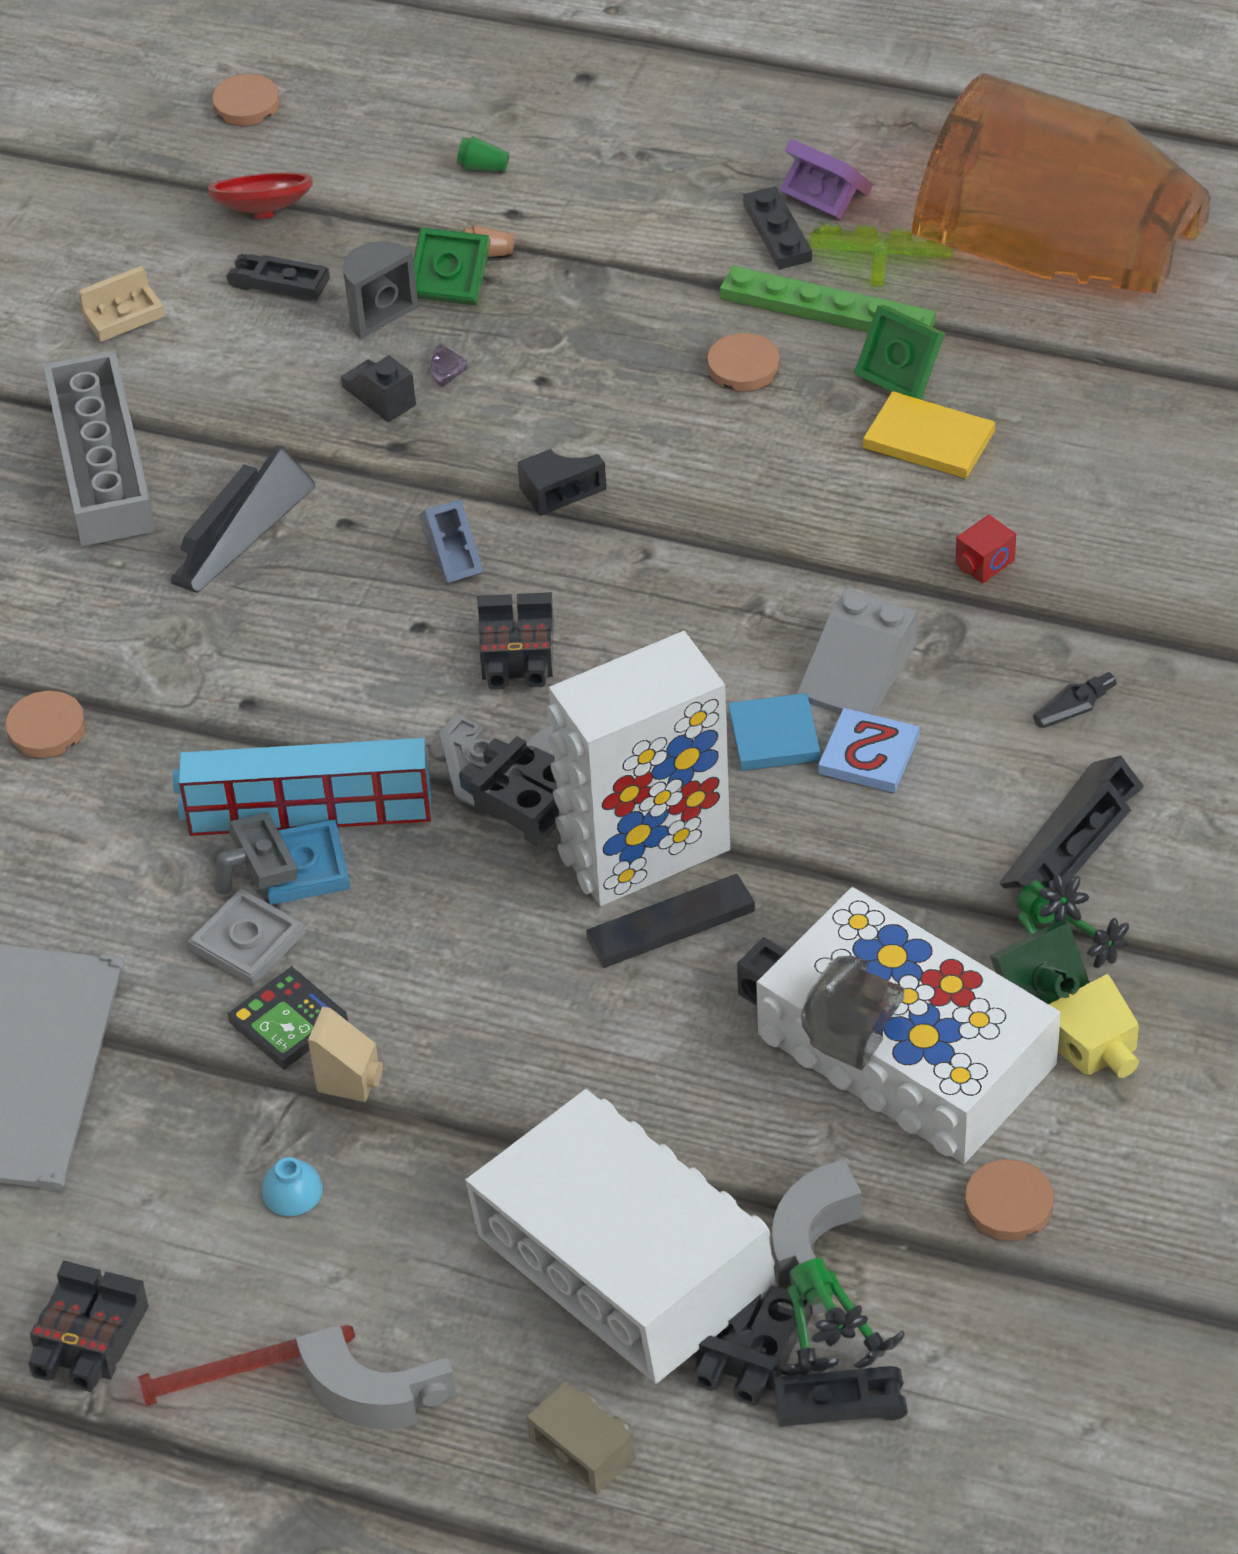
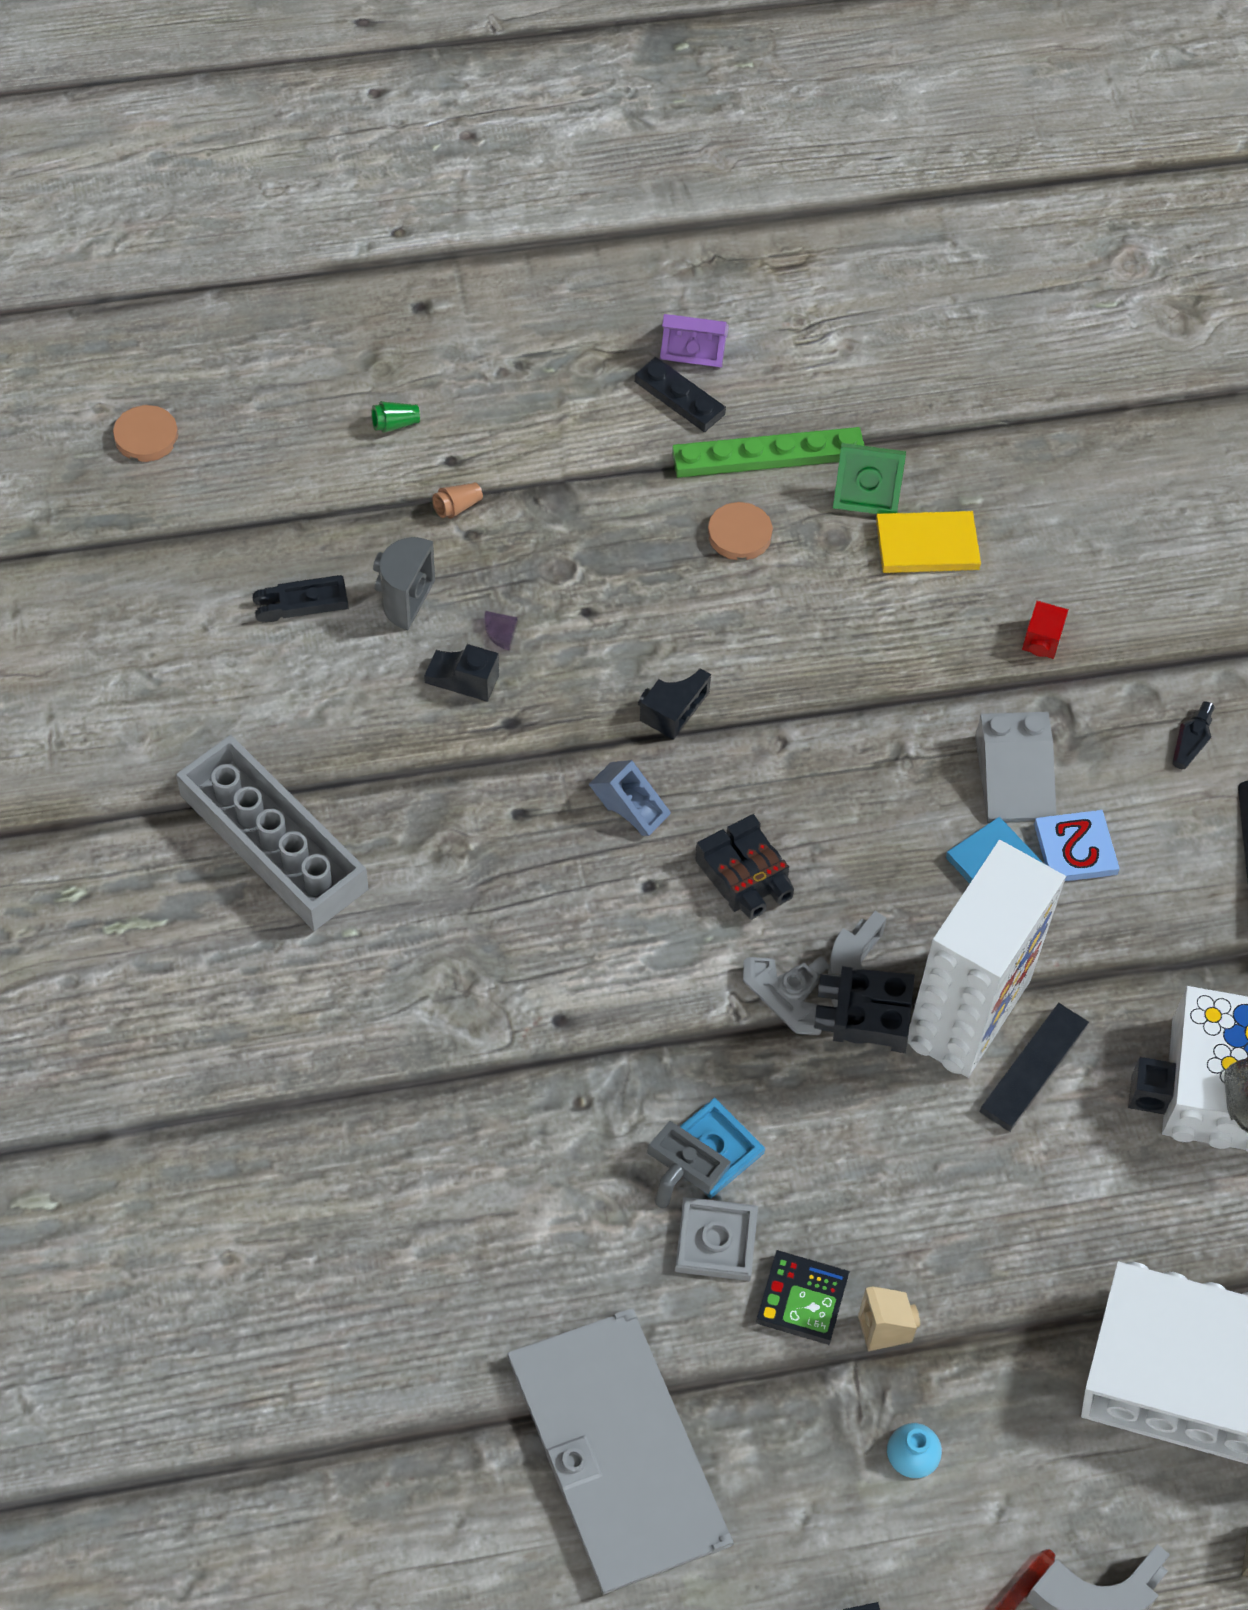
camera: 35 degrees left, 10 degrees up
(45, 724) = (407, 1116): nougat tile -> none
(120, 304) = (186, 682): tan bracket -> none
(240, 516) = (436, 846): wedge -> none
(261, 192) = (233, 520): red dish -> none
(305, 785) = (683, 1083): medium azure brick -> none
(450, 265) = (451, 529): green tile -> none
(869, 240) = (783, 378): clear neon green plate -> none
(1055, 189) = (901, 286): clear orange windscreen -> none

